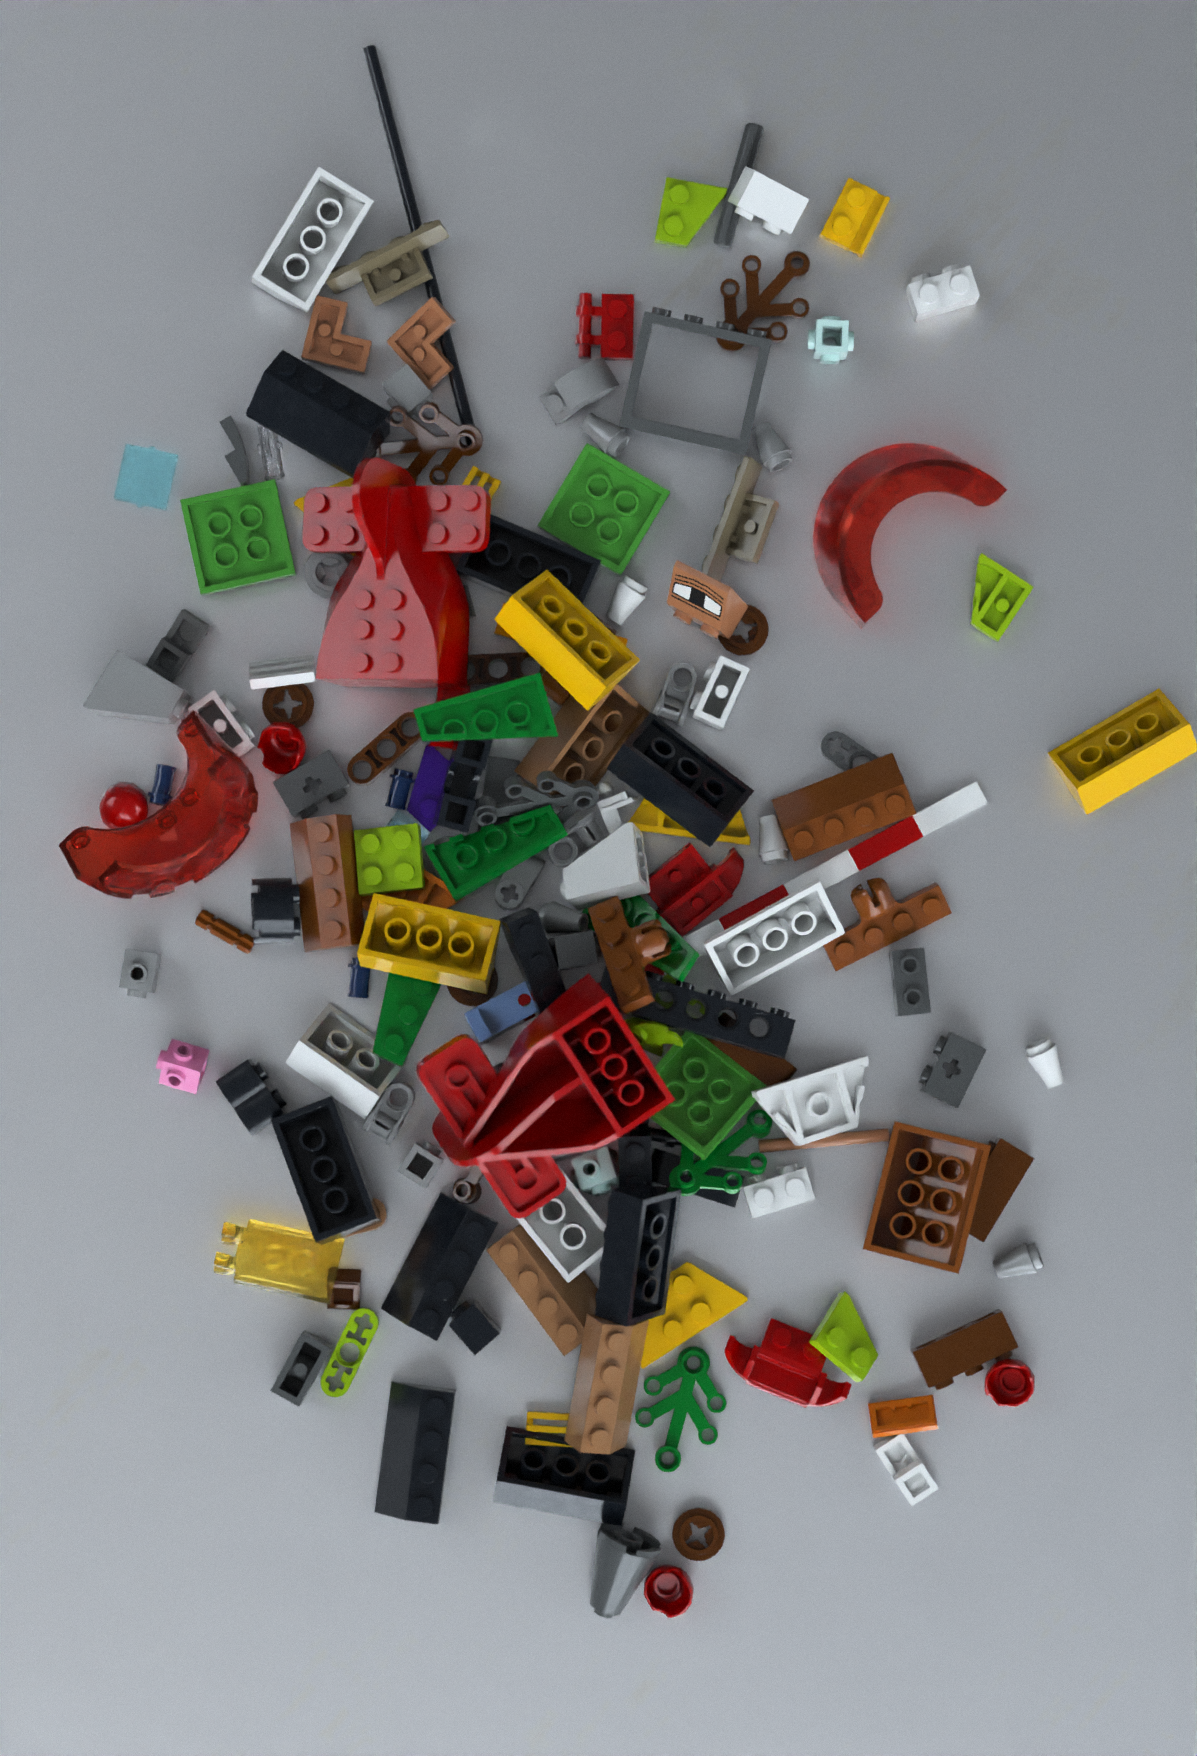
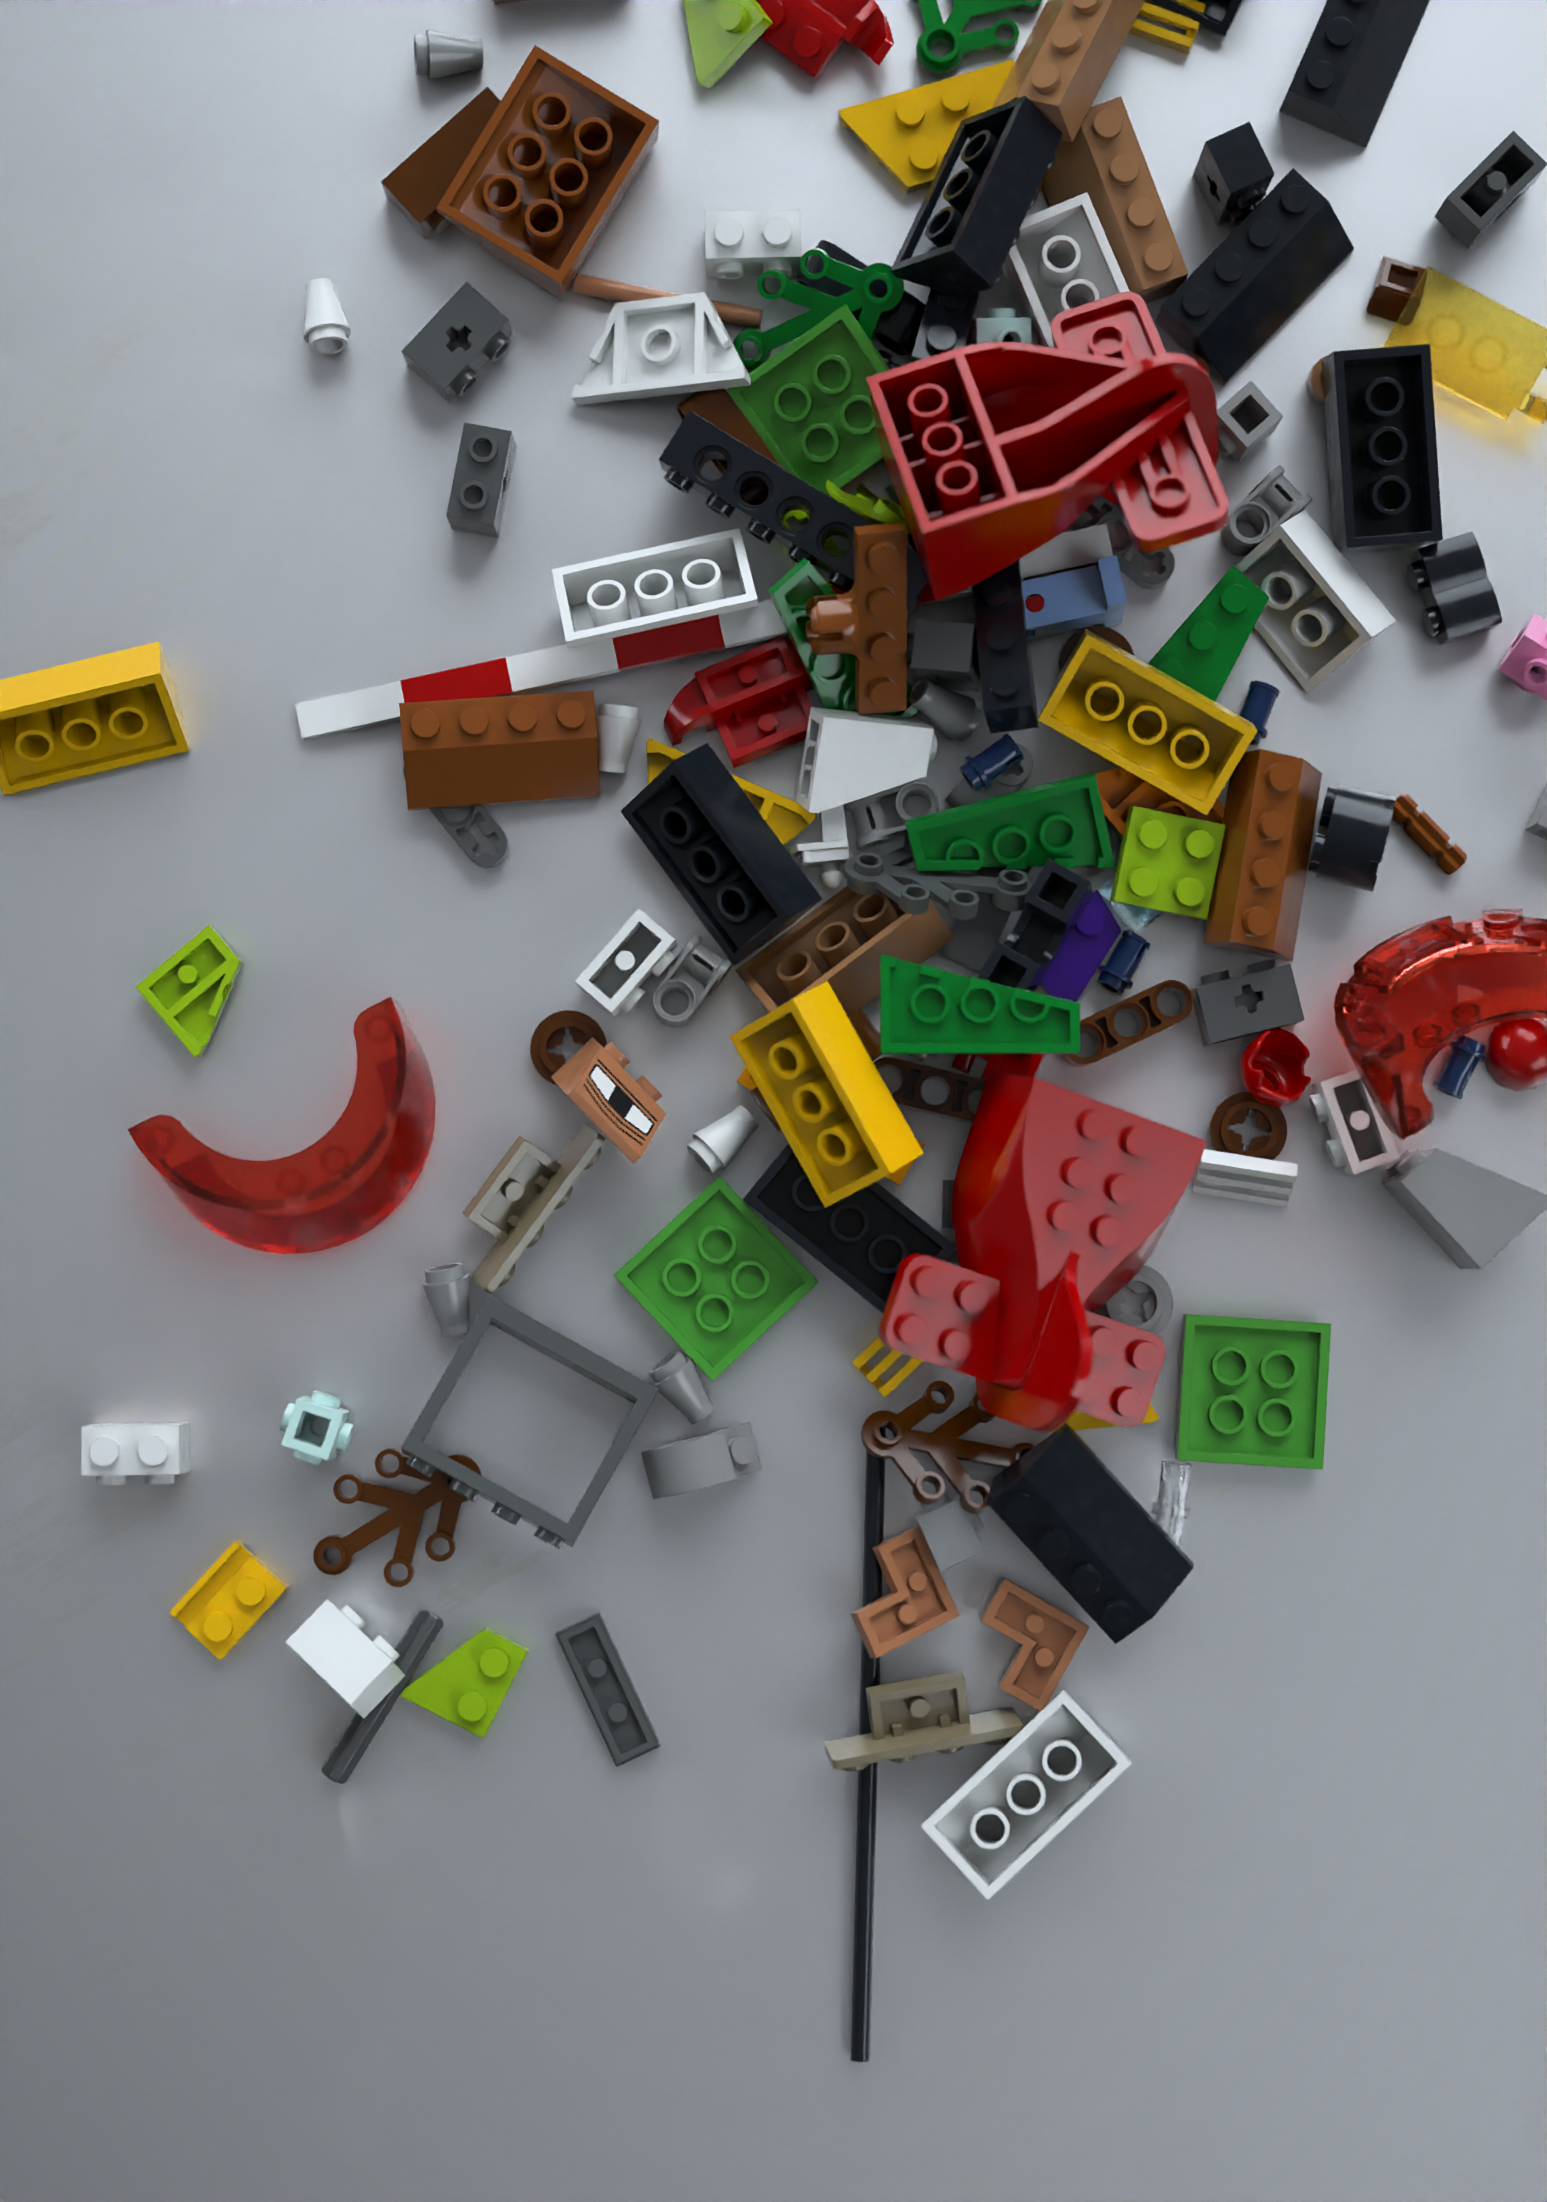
camera: 165 degrees left, 0 degrees up
(146, 477) = (1360, 1519): clear light blue piece -> none
(178, 645) = (1381, 1260): dark grey slope -> none
(238, 458) = (1221, 1502): dark grey slope -> none
(331, 1370) = (1413, 180): lime beam -> none
(522, 887) = (991, 762): none -> dark blue pin
(596, 231) = (608, 1689): none -> dark grey tile
(616, 326) = (620, 1541): red plate -> none
(884, 920) = (488, 579): dark orange plate -> none

